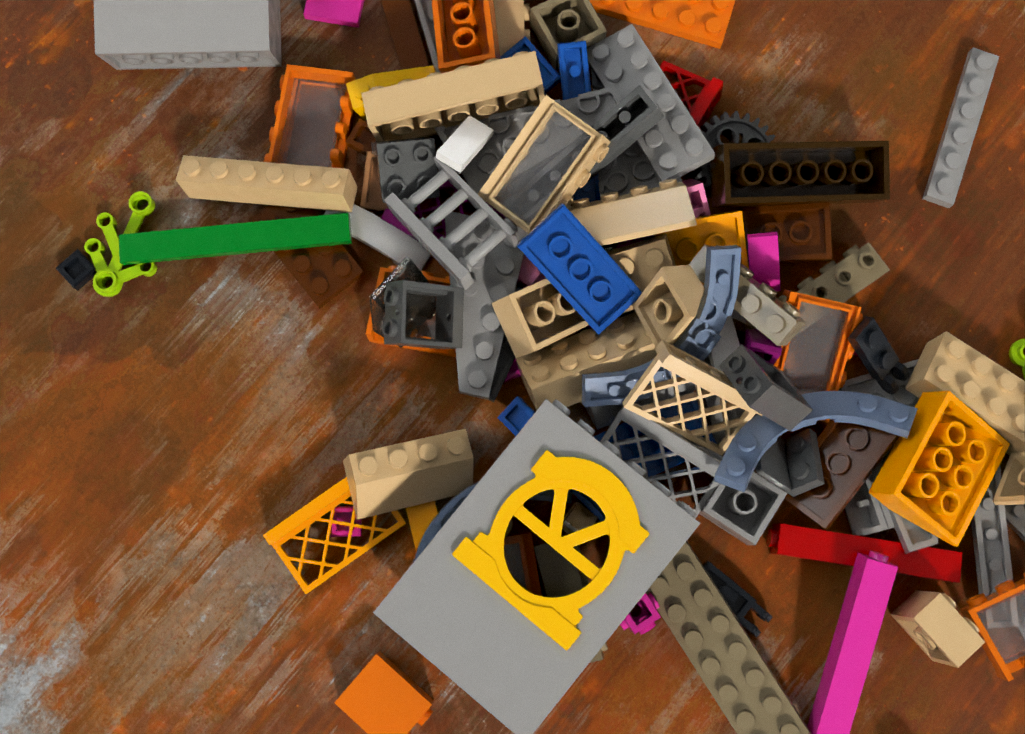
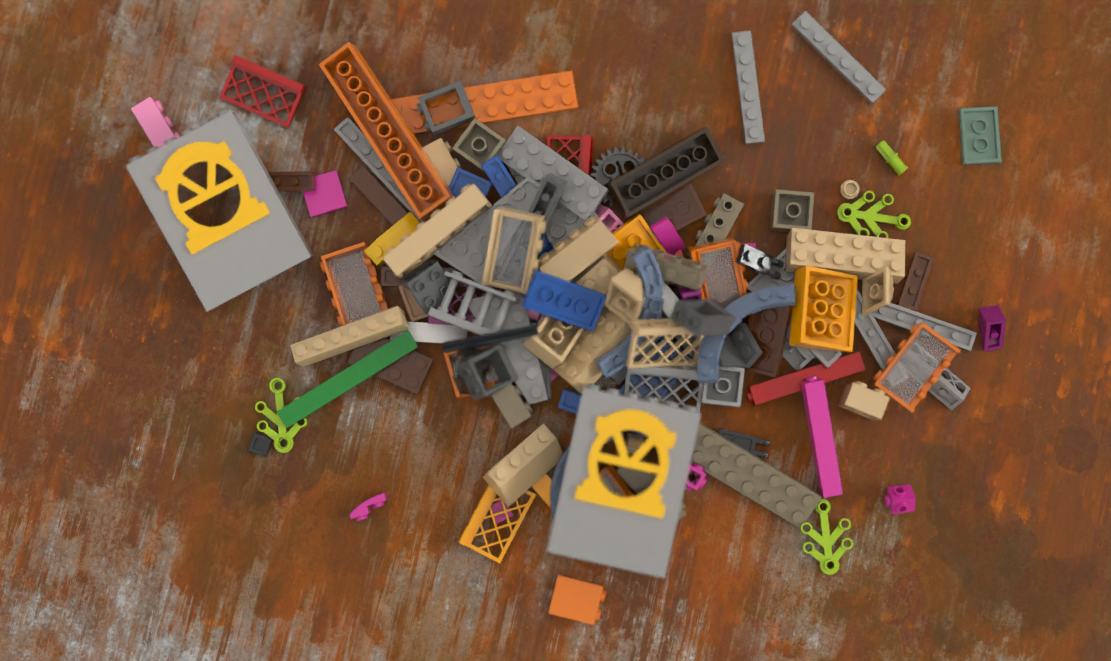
camera: 25 degrees left, 5 degrees up
(165, 422) = (362, 510): none -> dark pink slope
(434, 383) = (511, 405): none -> dark tan brick
(451, 269) = (490, 338): none -> black axle
(464, 144) = (458, 256): white tile -> none
(952, 307) = (791, 210): none -> dark tan brick

